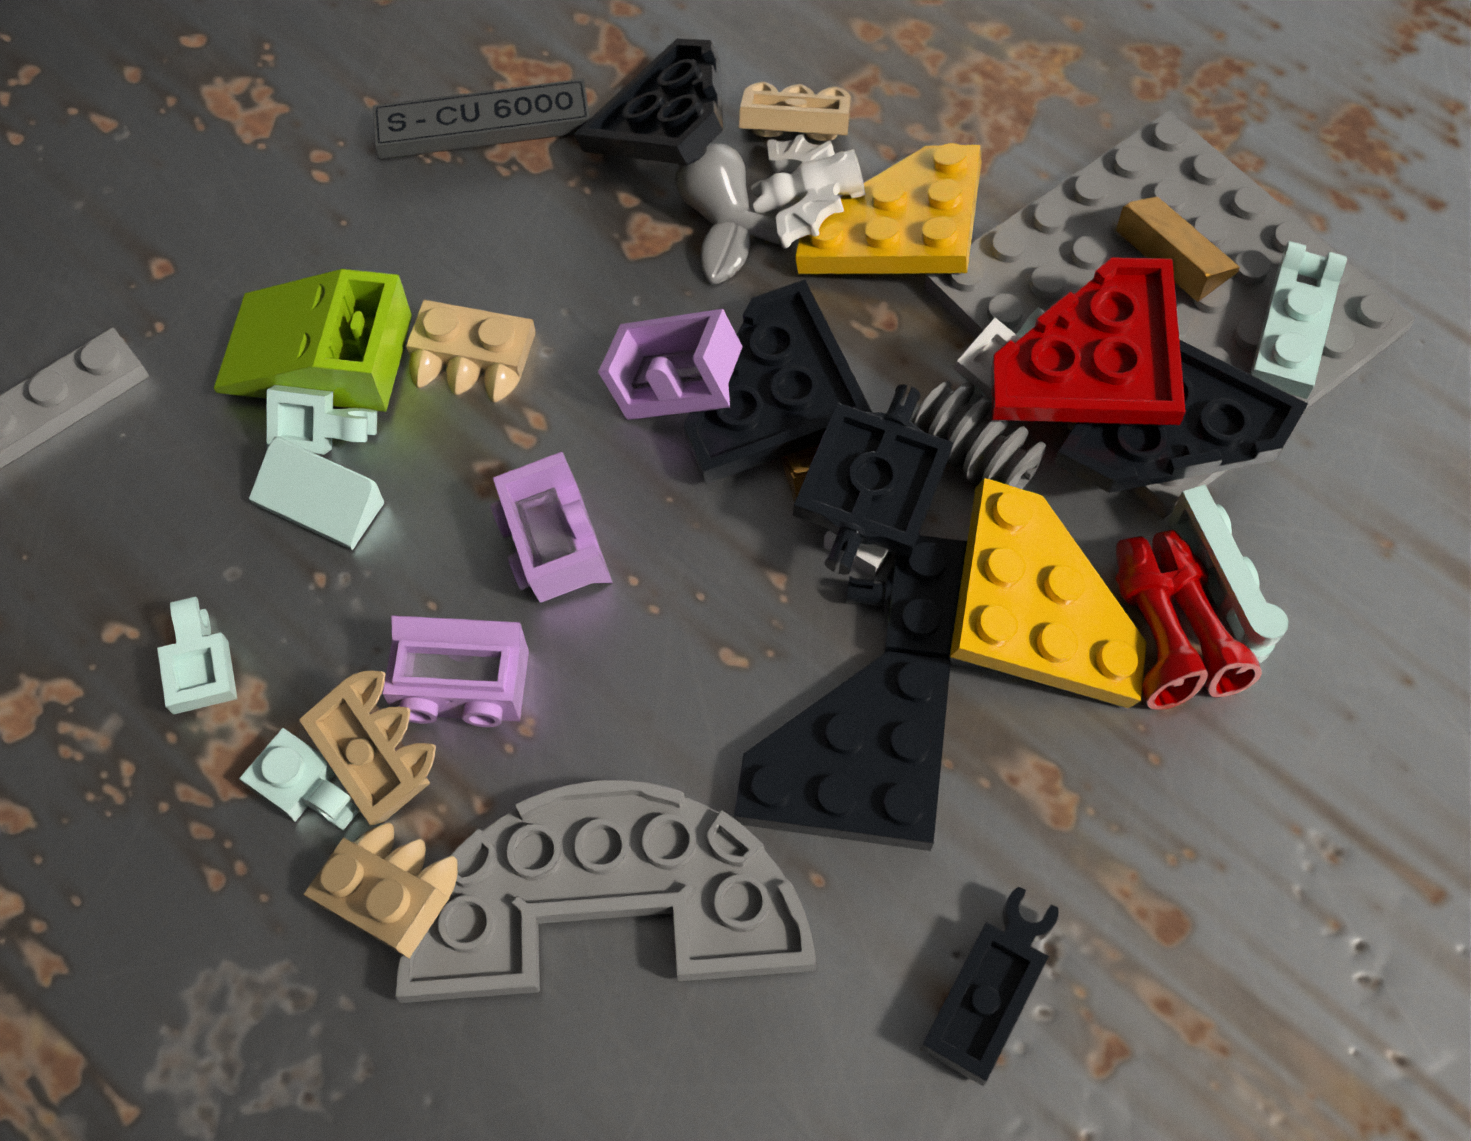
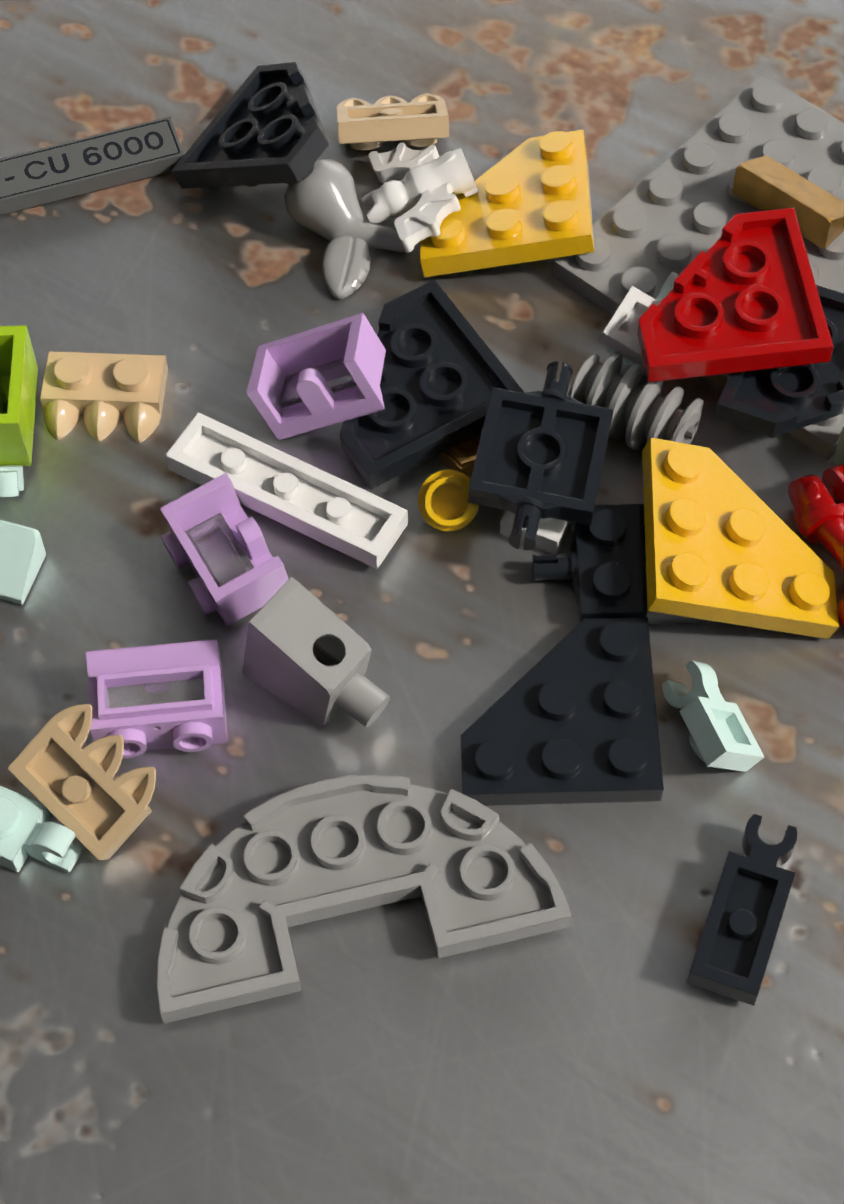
camera: 10 degrees left, 5 degrees down
(384, 889) = (126, 920): tan plate -> none
(595, 635) = (311, 658): none -> light grey torso
(625, 474) = (289, 490): none -> white plate
(772, 506) = (445, 500): none -> yellow plate
(997, 785) = (716, 726): none -> light aqua plate

